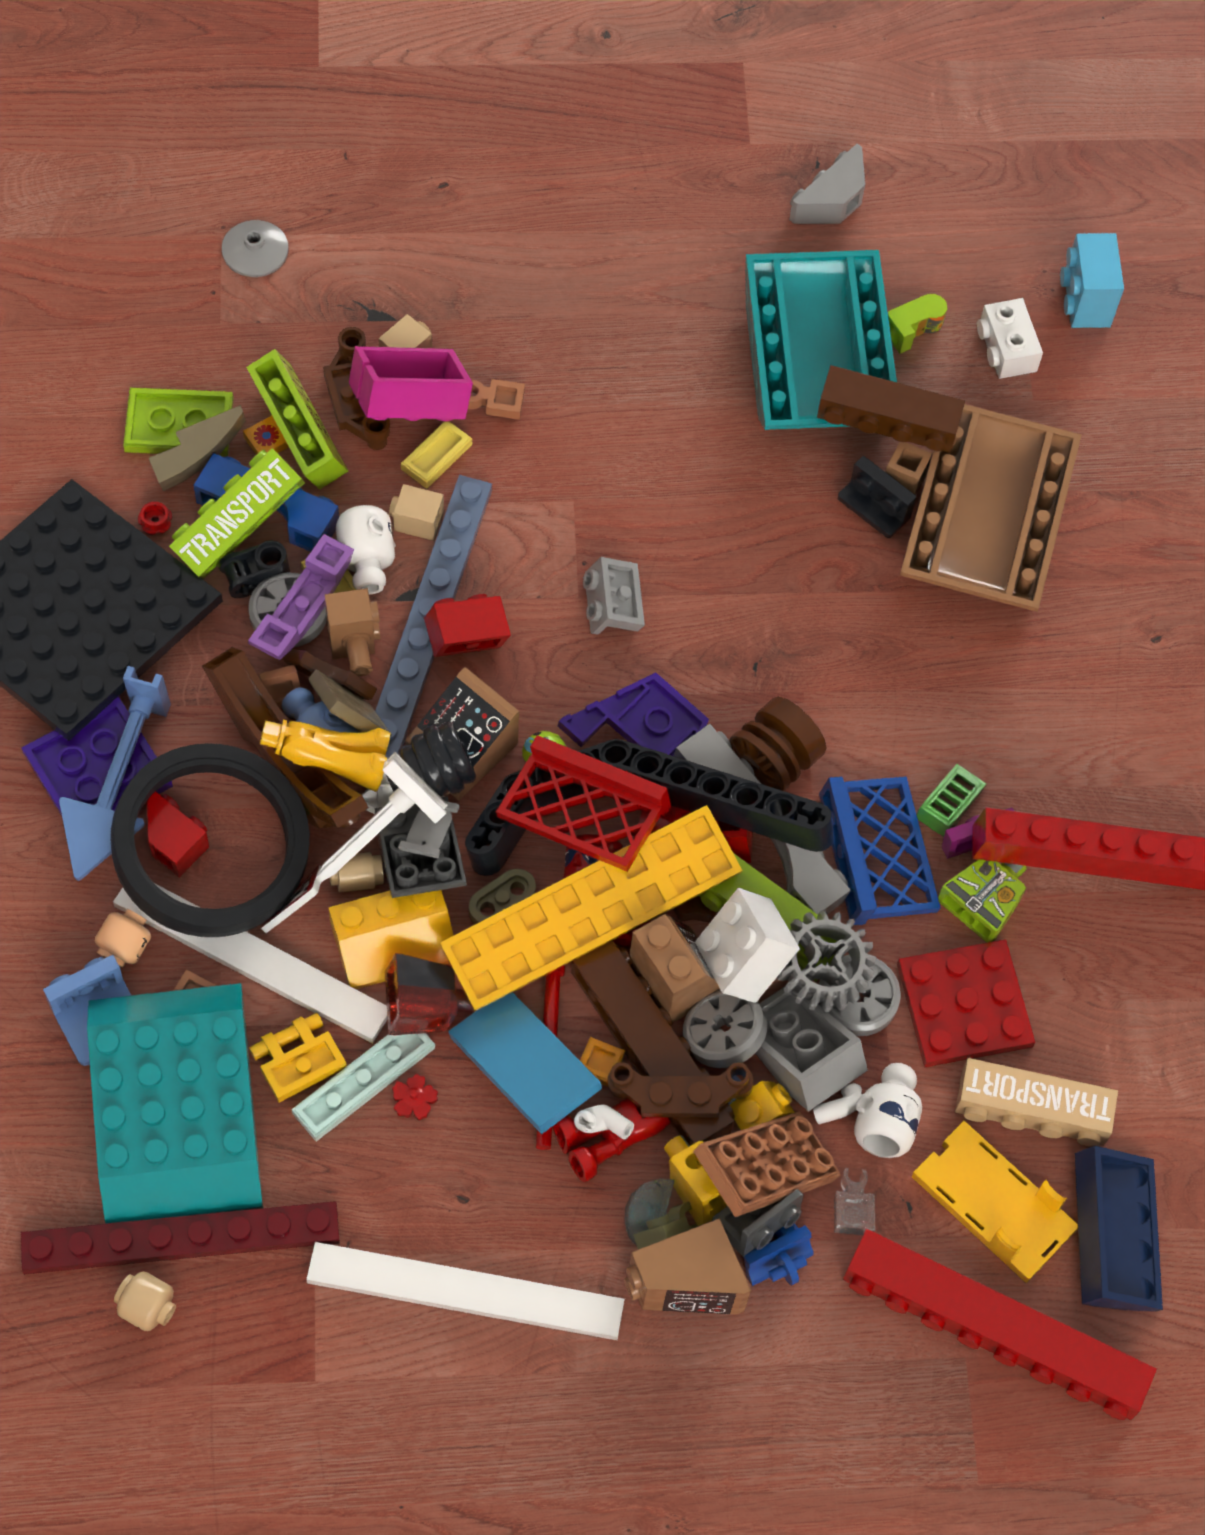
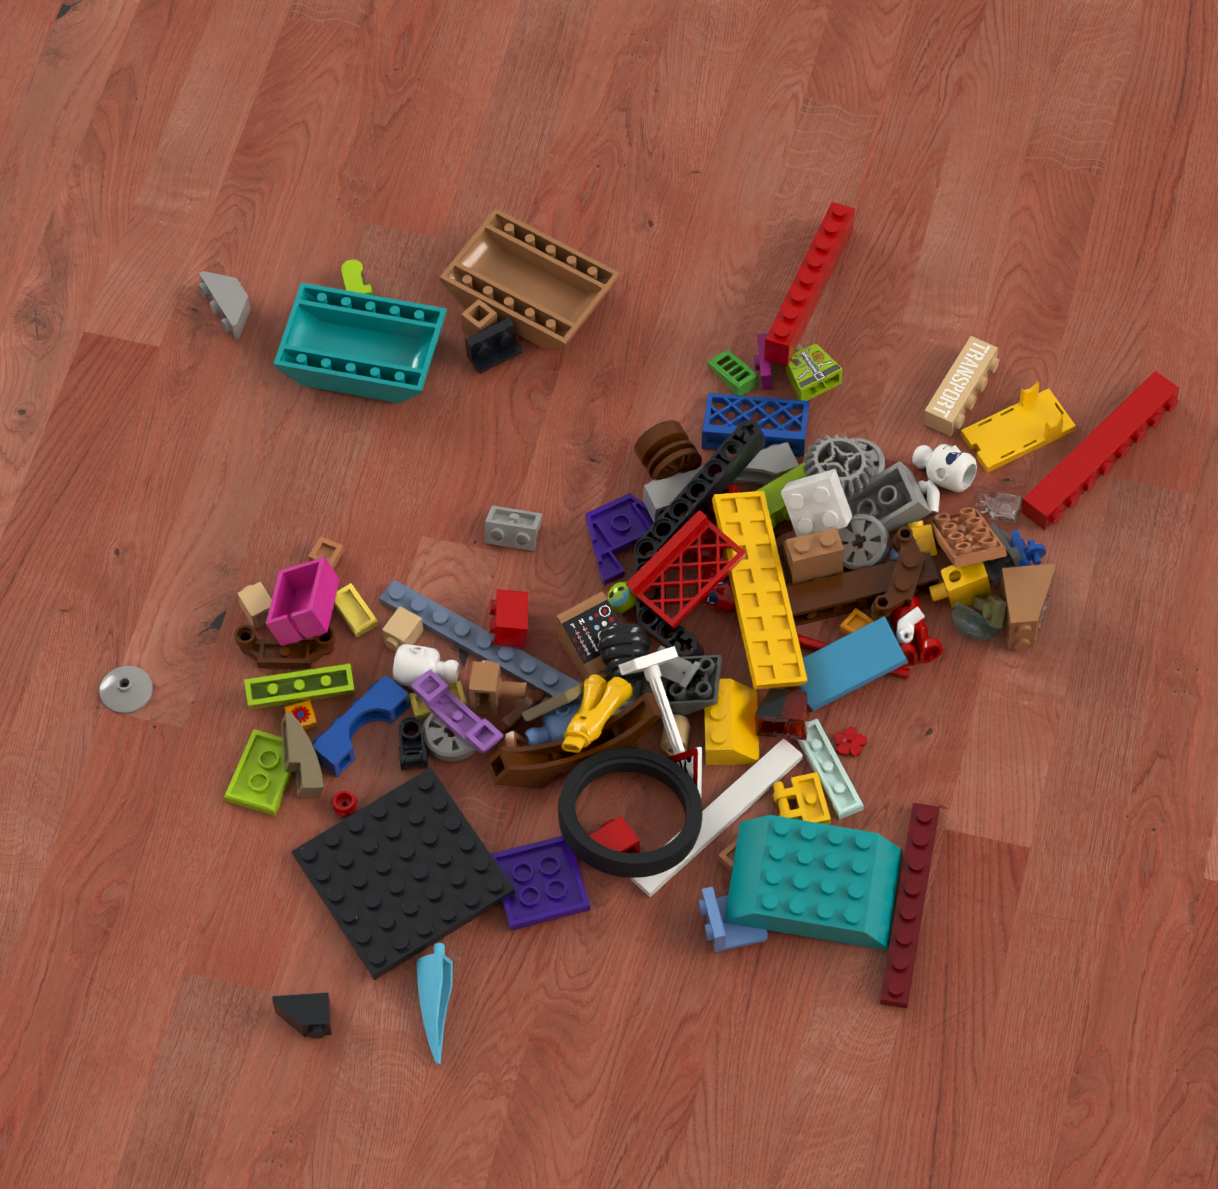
camera: 65 degrees left, 5 degrees down
(89, 825) = (592, 889): medium blue piece -> none
(123, 937) = (681, 890): light nougat head -> none
(145, 1301) = (952, 930): tan head -> none
(236, 513) = (371, 738): lime brick -> none
(465, 1291) = (994, 744): white tile -> none
(498, 893) = (728, 650): olive plate -> none
(890, 409) = (441, 309): reddish brown brick -> none
(965, 1003) = (879, 406): red plate -> none
(1010, 338) = (392, 232): white brick -> none
(1092, 280) = (369, 166): medium azure brick -> none
(1118, 1230) = (1057, 369): dark blue slope -> none

